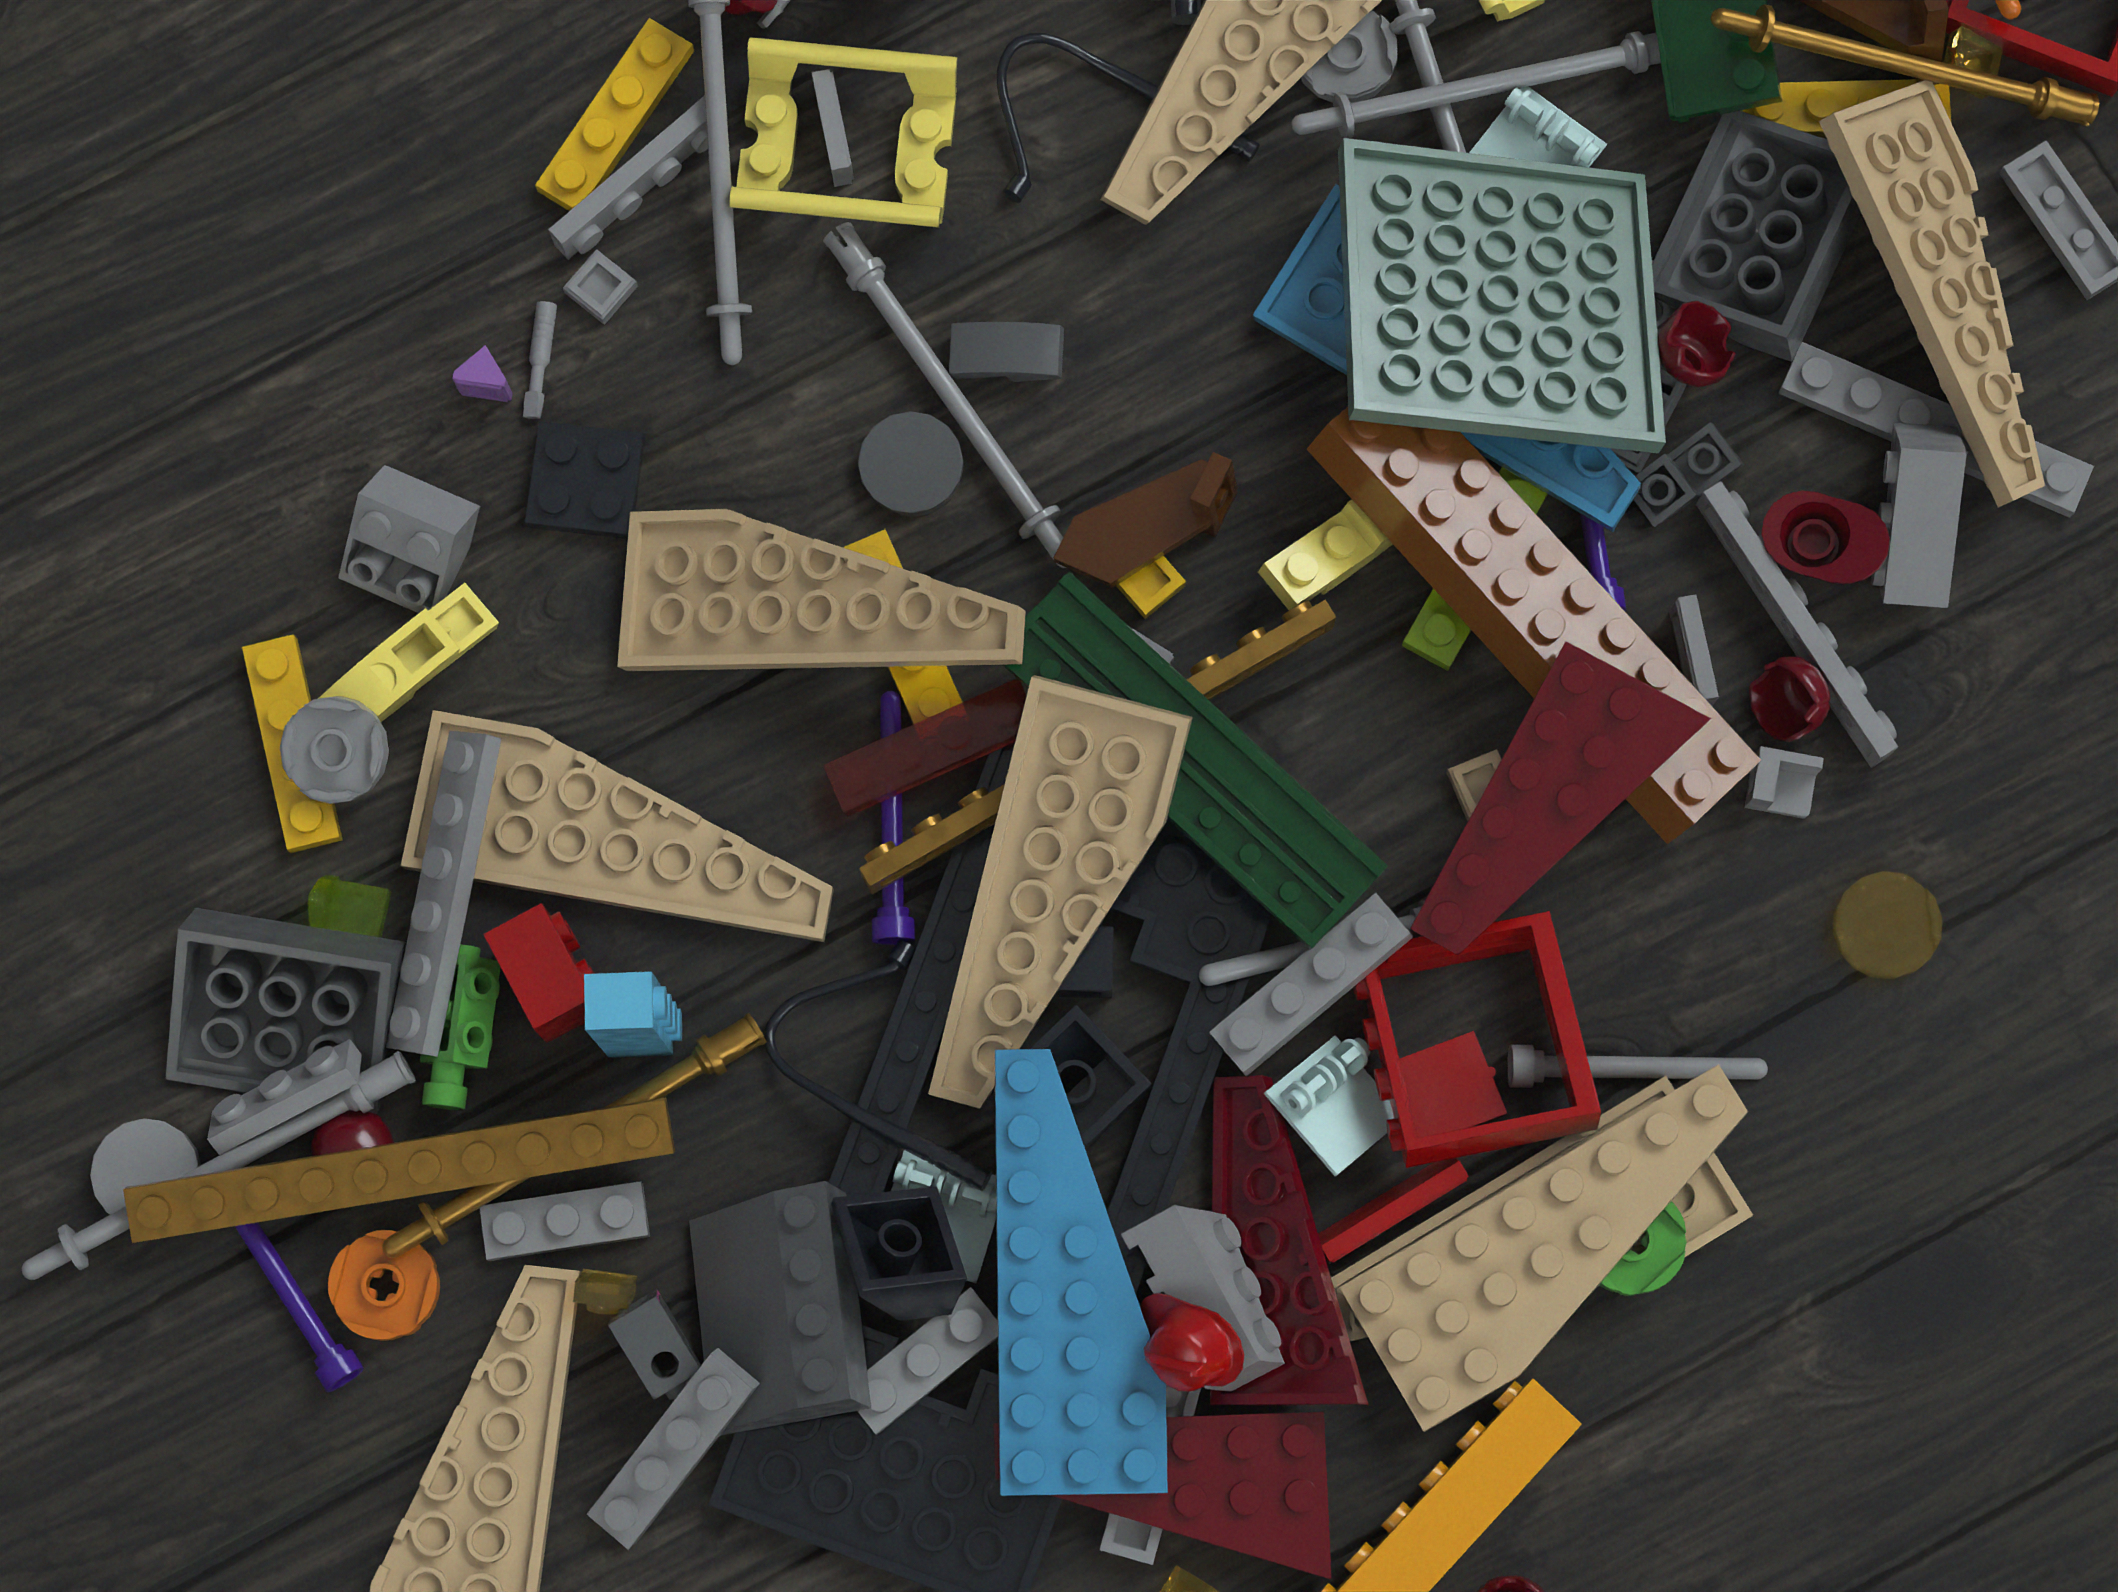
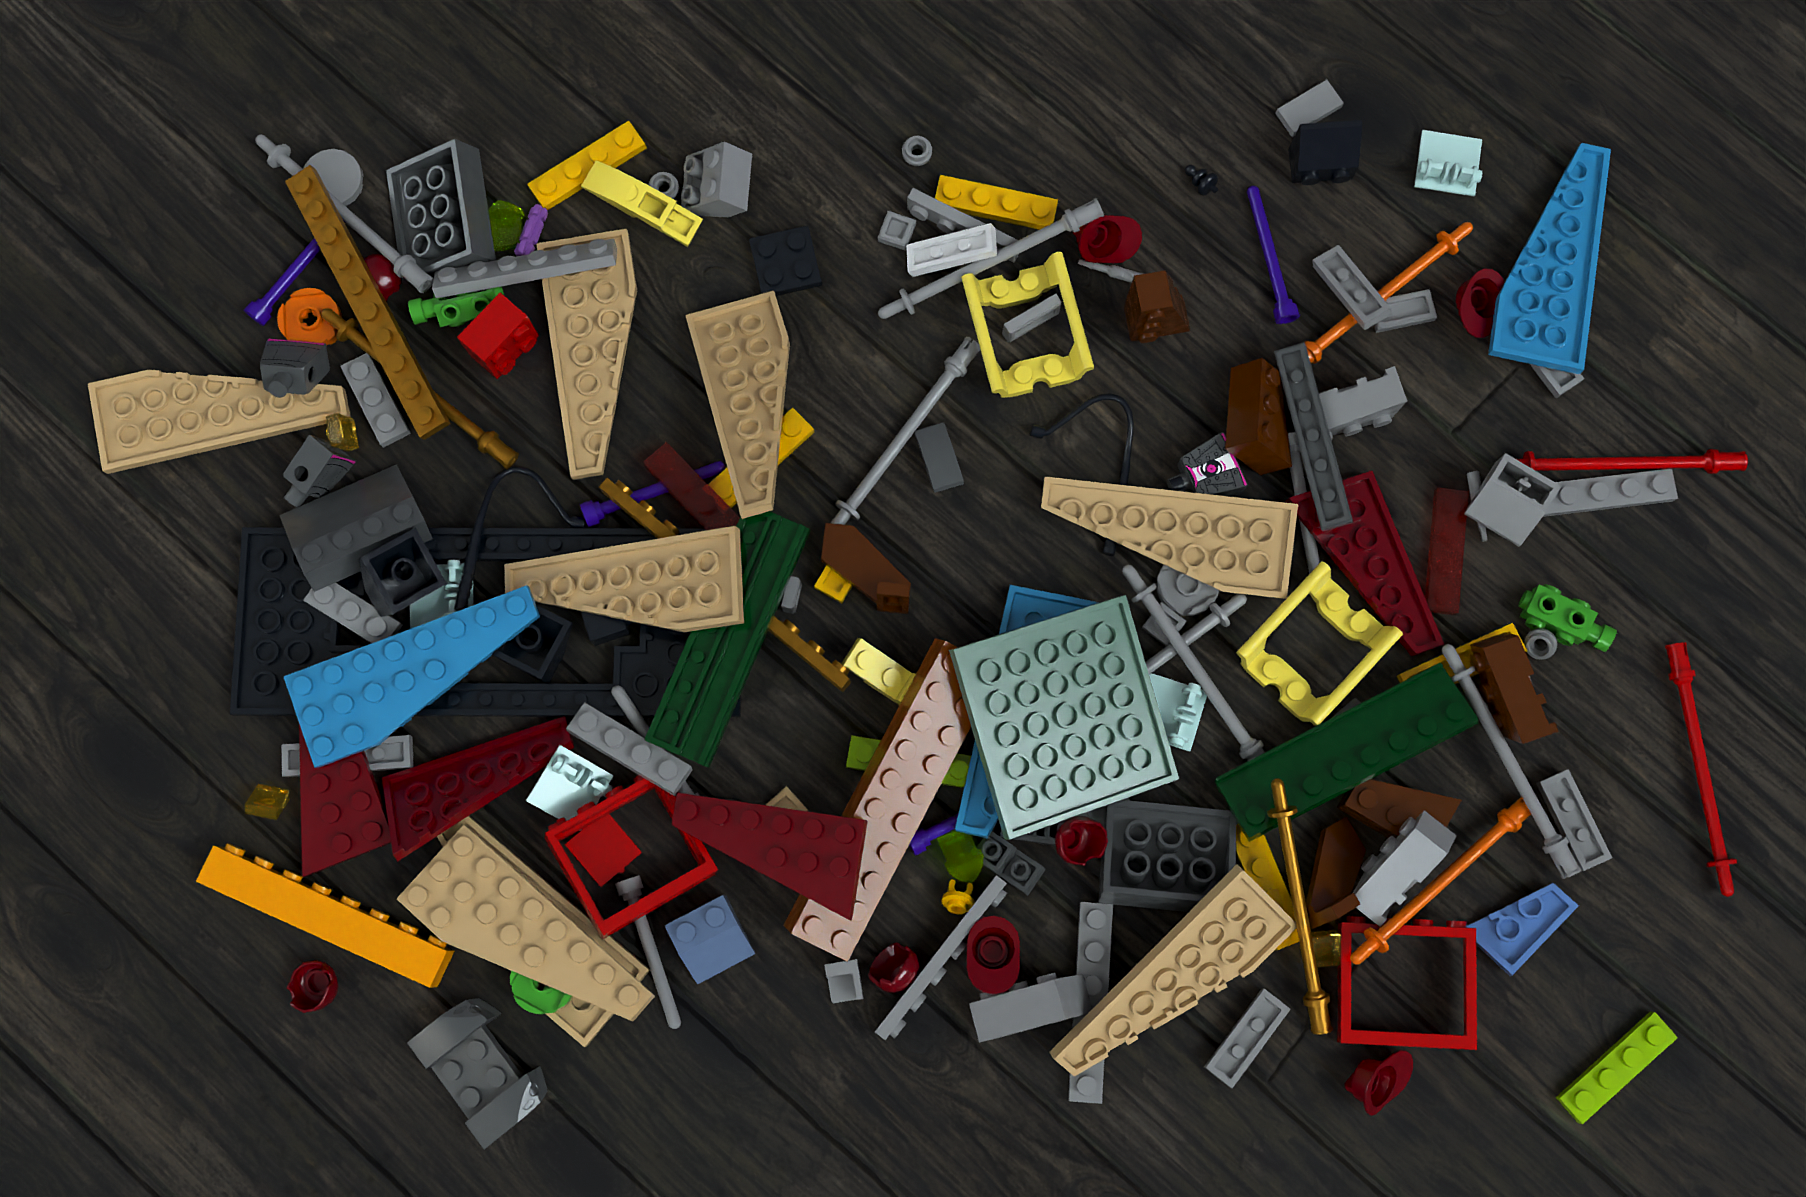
camera: 70 degrees right, 0 degrees up
(284, 1096) = (389, 229): light grey plate -> none
(334, 749) = (583, 184): light grey tile -> none
(369, 619) = (665, 178): none -> light grey plate
(375, 868) = (531, 230): none -> medium lavender axle
(463, 1334) = (293, 366): none -> dark grey torso
(474, 193) = (917, 142): none -> light grey plate
(482, 378) = (822, 187): medium lavender slope -> none
(539, 357) = (845, 213): light grey piece -> none
(631, 1014) = (480, 383): medium azure brick -> none
(673, 1448) = (263, 496): light grey plate -> none
(676, 207) = (951, 250): none -> white plate
(910, 464) = (857, 430): dark grey tile -> none
(1190, 1344) = (392, 748): red piece -> none
(1201, 1263) = (434, 753): light grey wedge -> none
(1391, 1208) = (519, 837): red tile -> none
(1399, 126) = (1155, 631): none -> light grey tile
(1647, 965) = (710, 939): none -> sand blue slope
(1649, 539) = (961, 856): none -> clear neon green tile
(1693, 646) = (902, 902): light grey tile -> none
(1720, 569) = (957, 901): none -> yellow plate
(1736, 1394) = (478, 1070): none -> dark grey piece
(1887, 925) = (783, 1071): clear yellow tile -> none

